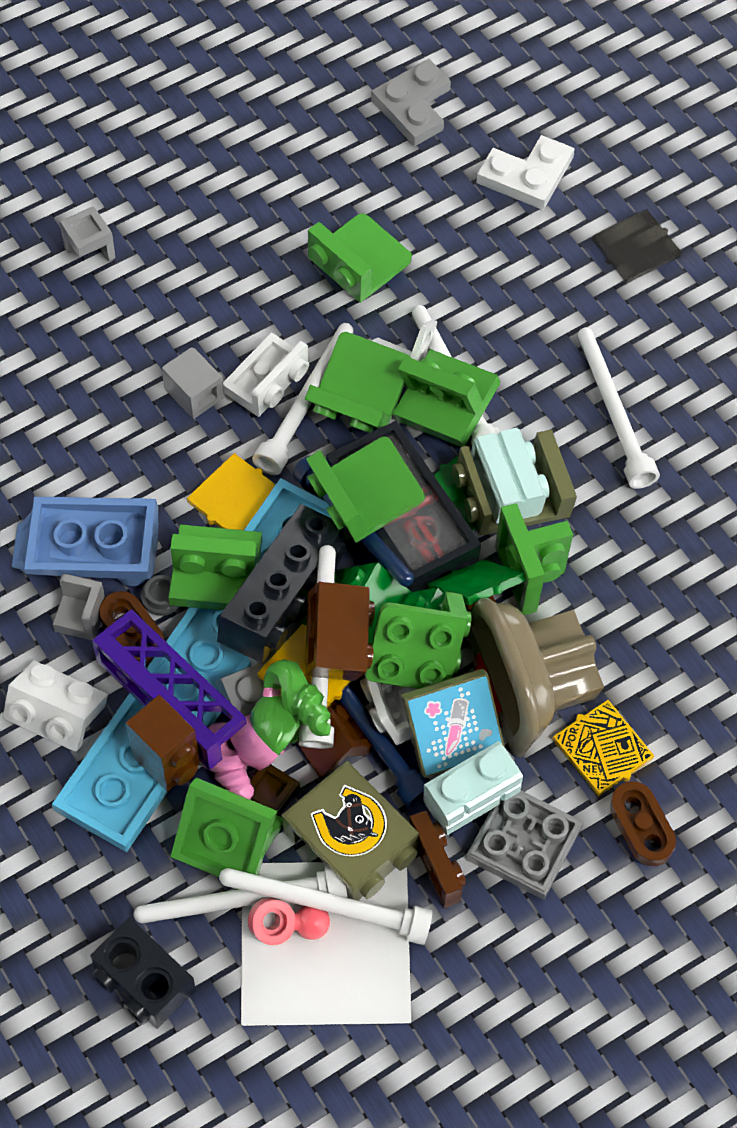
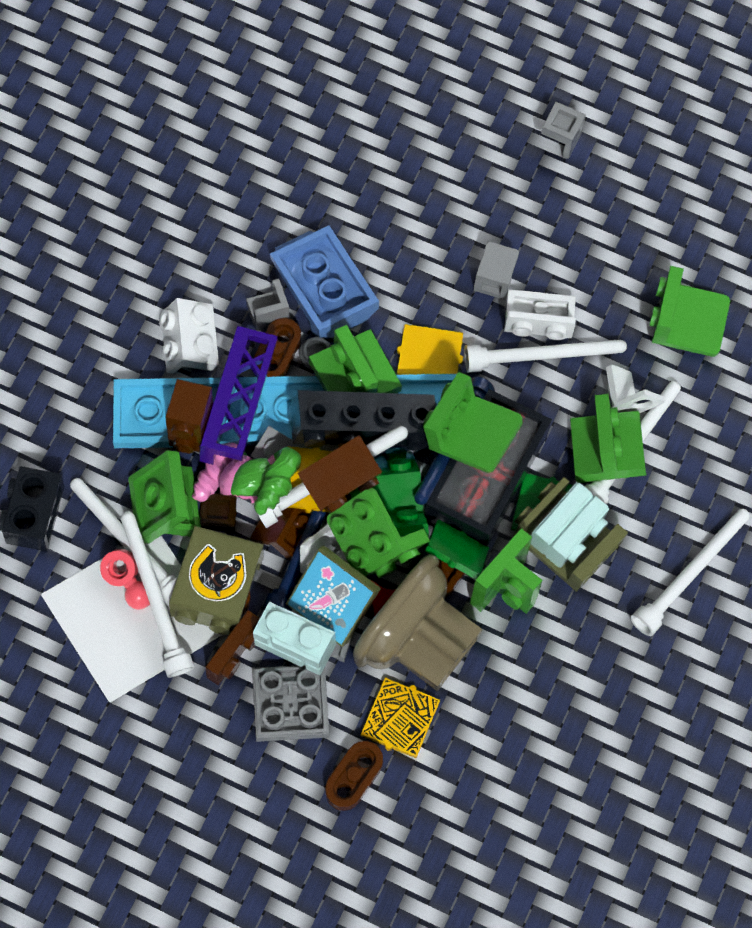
camera: 55 degrees right, 5 degrees up
(359, 383) = (571, 380): bright green bracket -> none

